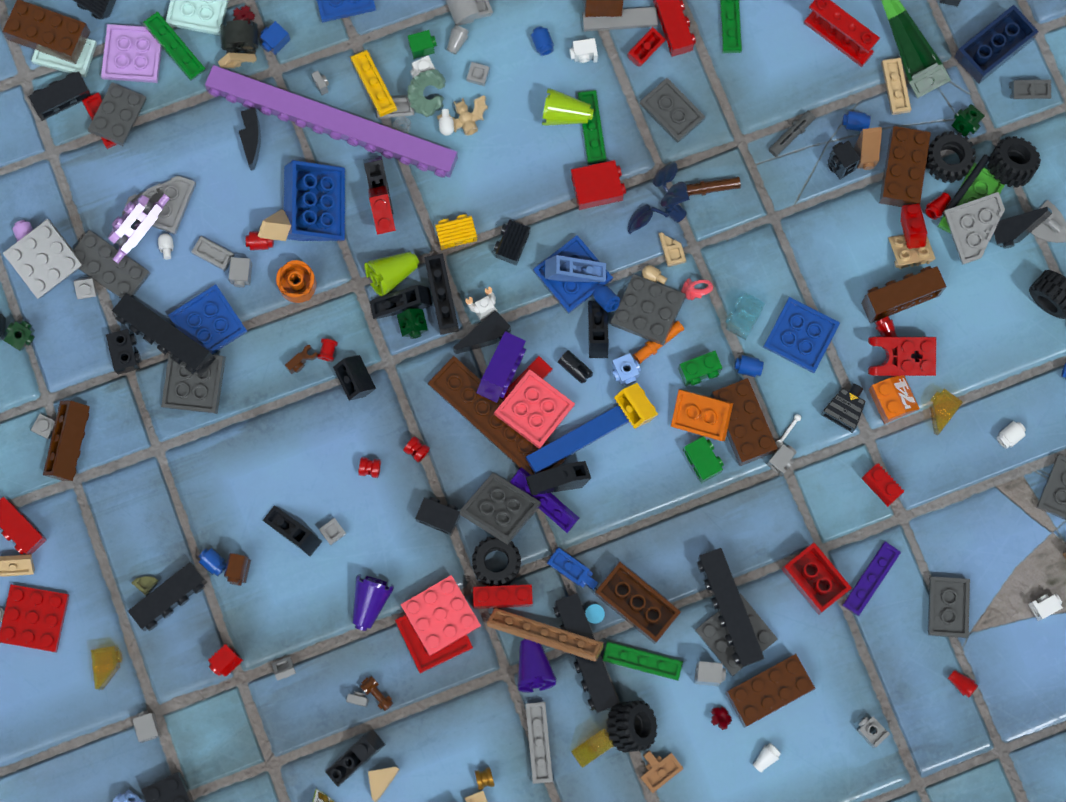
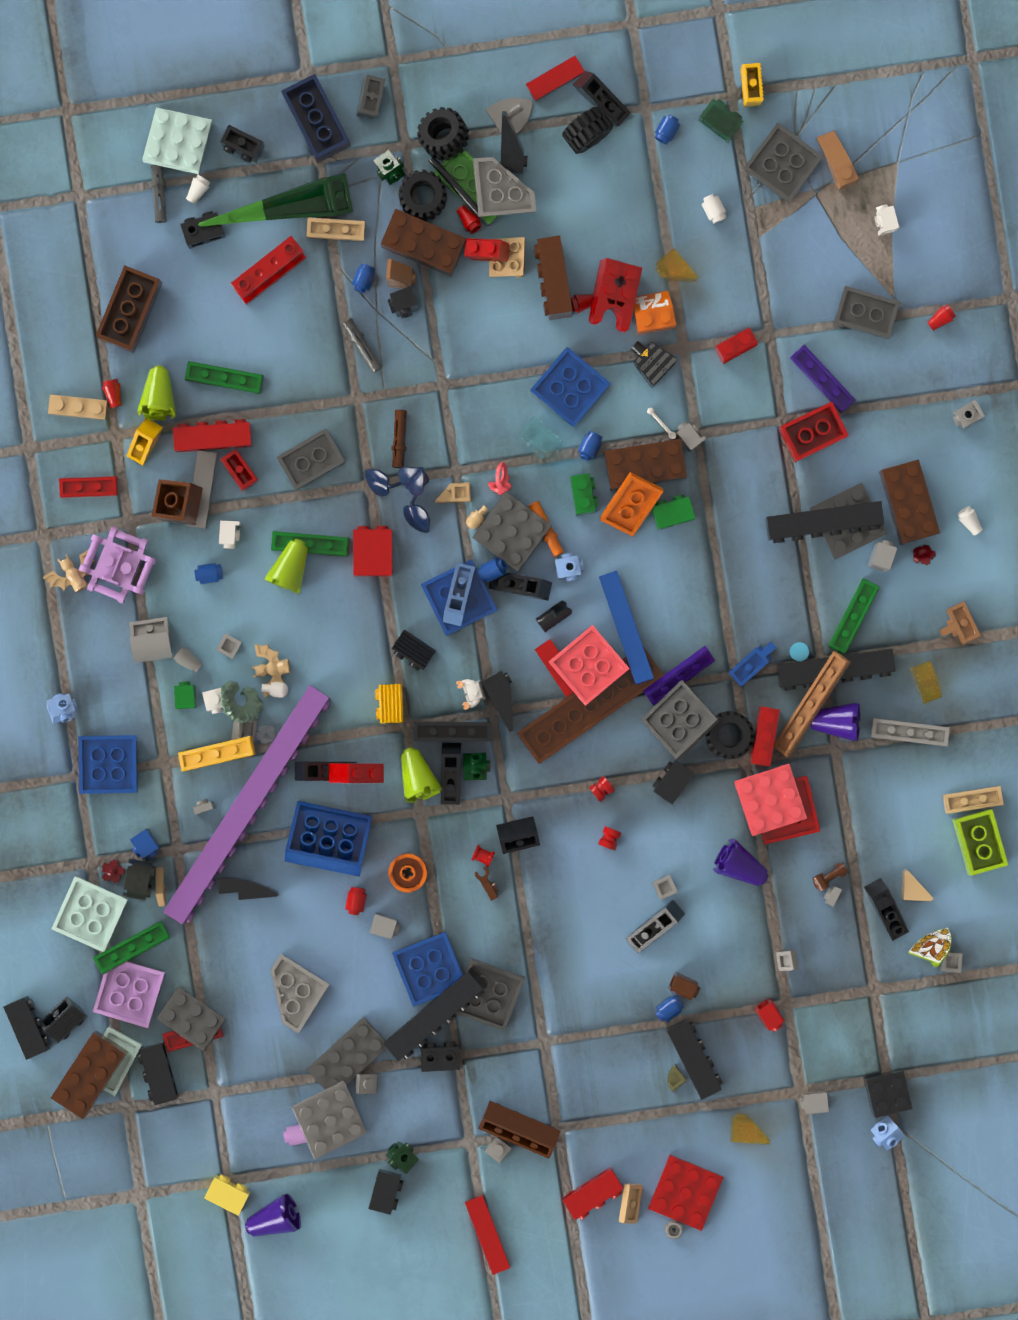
camera: 75 degrees left, 10 degrees up
(132, 212) = (315, 1021): piece -> none
(165, 245) = (339, 995): white cylinder -> none
(212, 253) = (358, 950): light grey plate -> none
(275, 226) = (349, 881): tan slope -> none
(484, 778) = (932, 791): pearl gold wheel -> none
(502, 367) = (542, 688): dark purple brick -> none
(560, 478) = (664, 657): black slope -> none
(632, 726) = (916, 641): black tyre -> none
(636, 405) = (606, 565): yellow brick -> none
(637, 602) = (799, 608): reddish brown brick -> none

